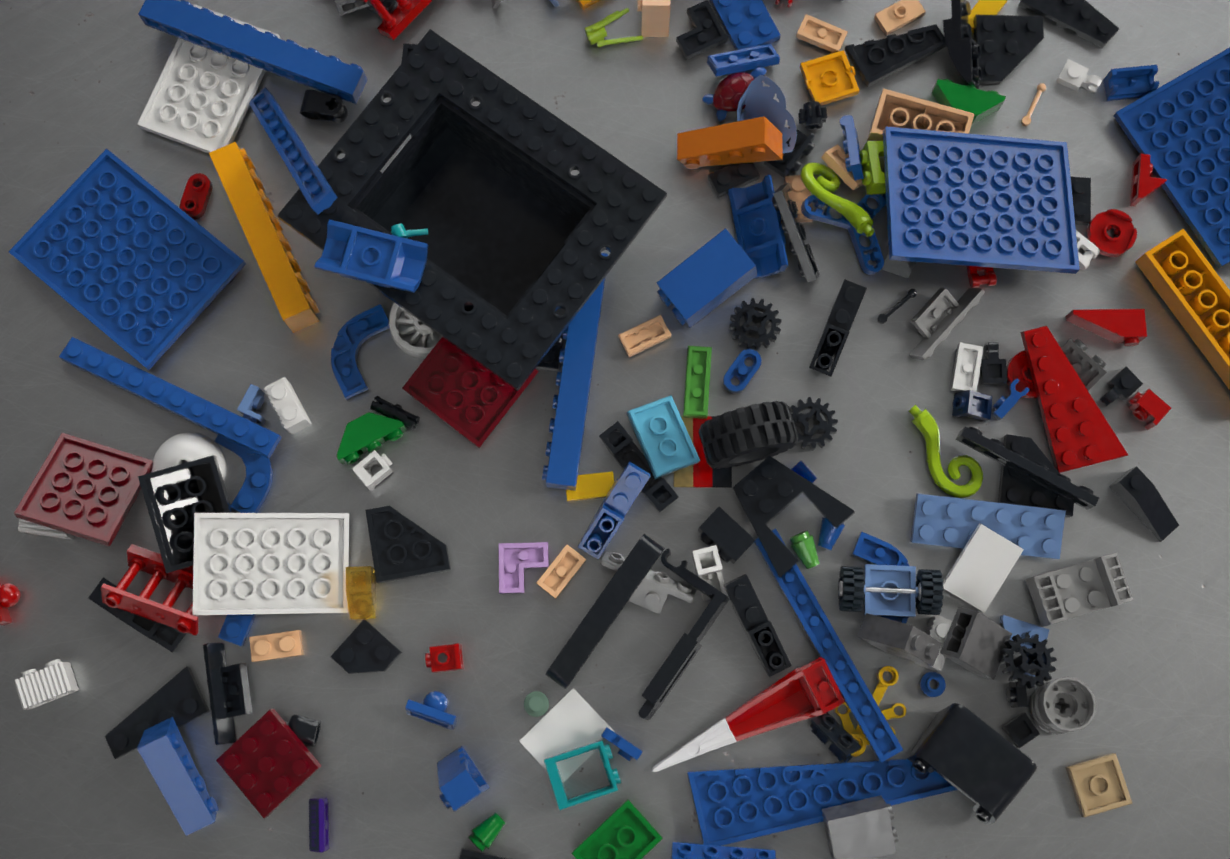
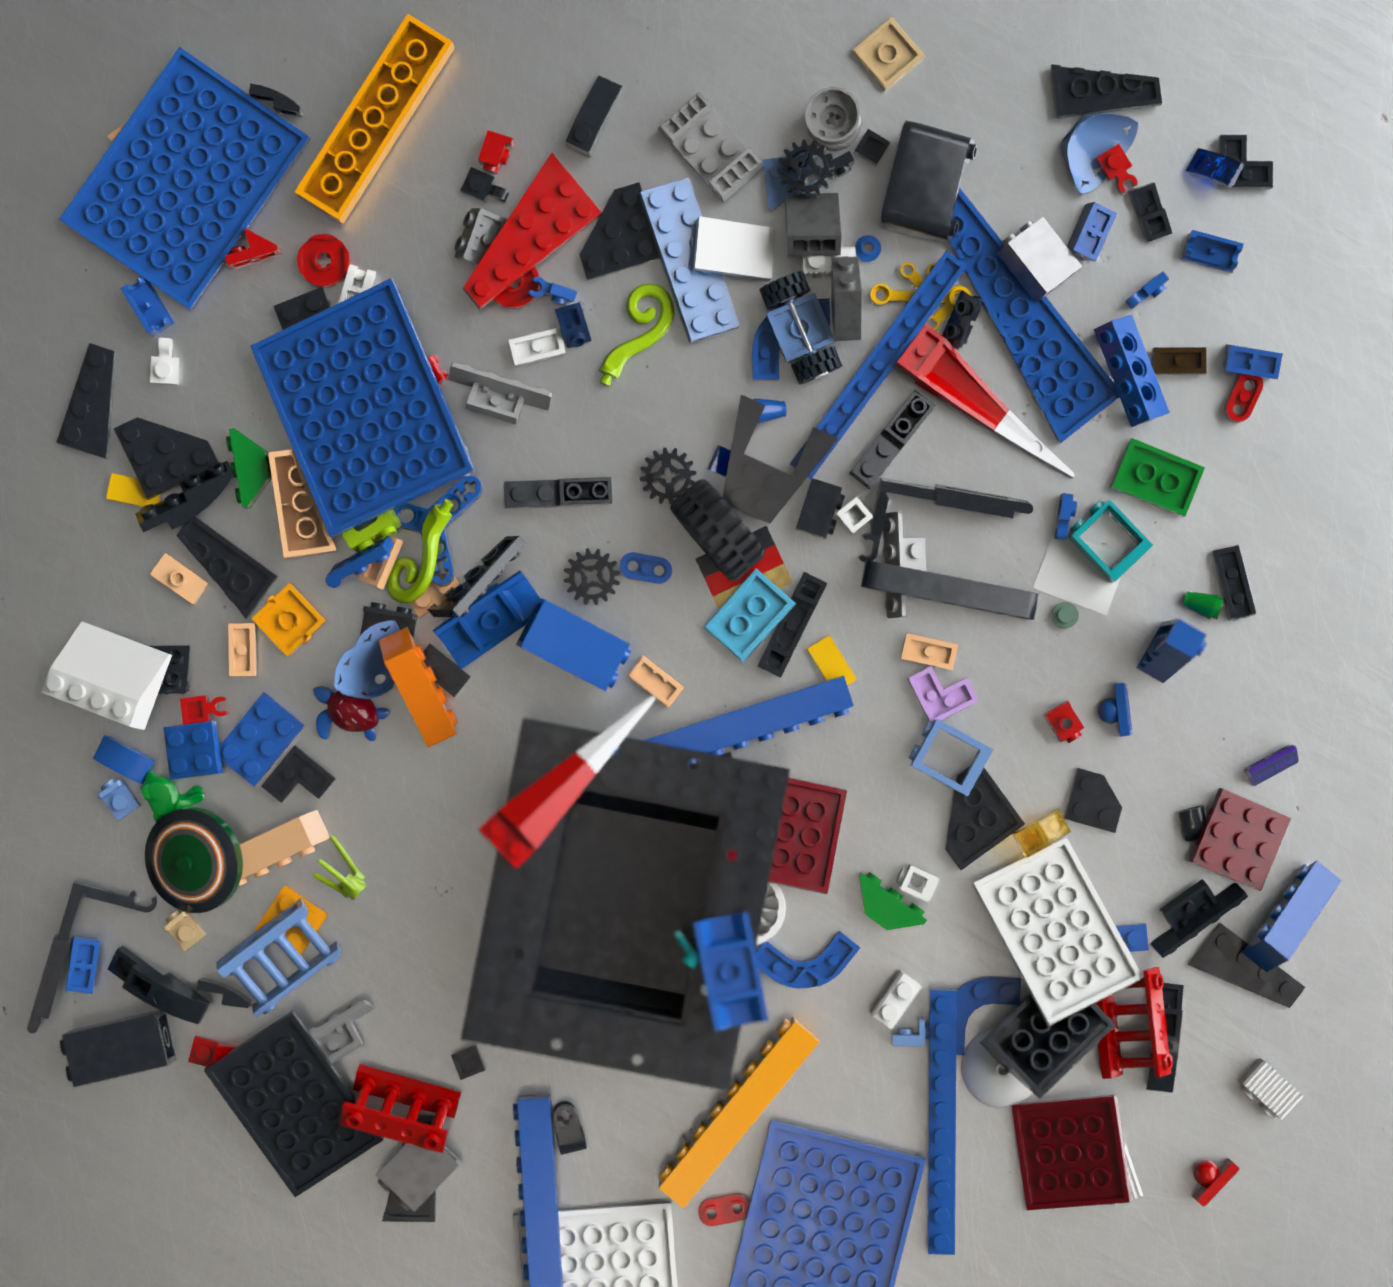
camera: 115 degrees left, 10 degrees up
(276, 646) = (1129, 890): light nougat plate -> none
(293, 151) = (648, 1118): blue plate -> none
(395, 412) = (851, 891): black pin -> none
(456, 574) = (973, 771): none -> medium blue window
(582, 159) = (529, 817): none -> red plate
(613, 510) = (847, 629): blue slope -> none
(697, 382) = (676, 607): bright green tile -> none
(743, 60) = (312, 717): blue tile -> none
(805, 548) = (795, 426): bright green cone -> none
(812, 115) = (340, 618): black gear -> none
(882, 318) = (522, 452): black hinge -> none
(993, 369) = (526, 321): black plate -> none
(1026, 120) = (237, 397): light nougat hinge -> none
(1035, 471) = (614, 258): black plate -> none
(1115, 325) = (422, 217): red slope -> none

